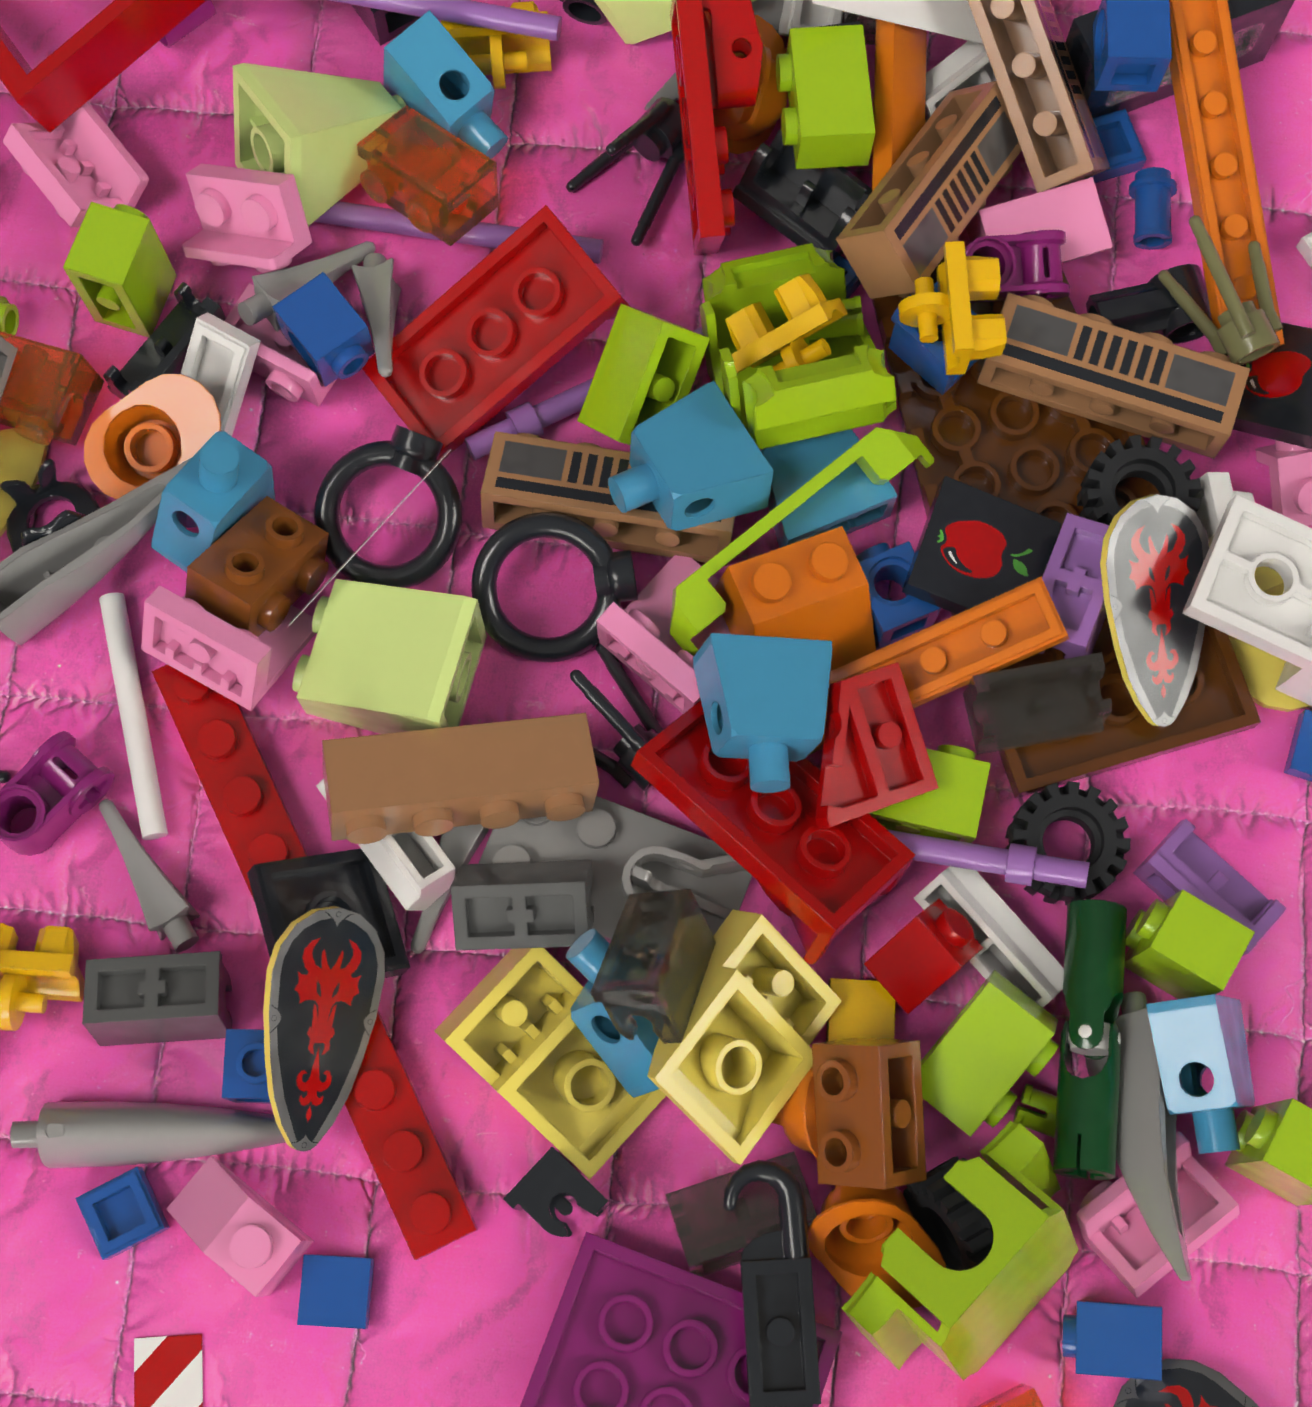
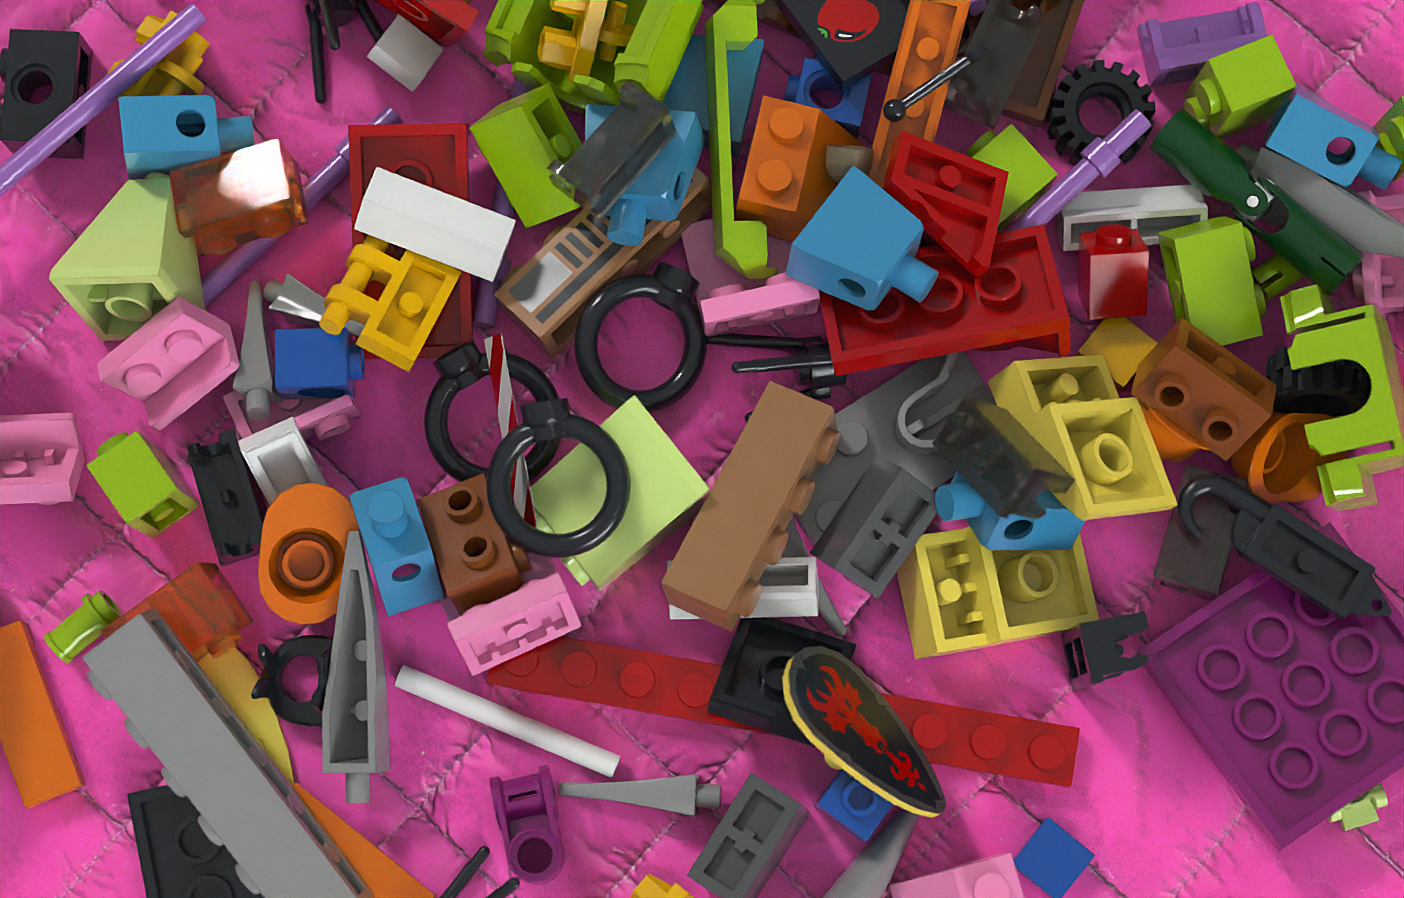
camera: 55 degrees left, 5 degrees up
(400, 544) = (545, 422): none -> black piece
(420, 362) = (407, 308): none -> yellow plate
(511, 334) = (434, 224): none -> white piece
(658, 219) = (405, 52): none -> white tile
(680, 429) = (615, 151): none -> clear smoke hinge
(846, 643) = (842, 157): none -> dark tan hinge
(915, 644) = (895, 109): none -> black hinge

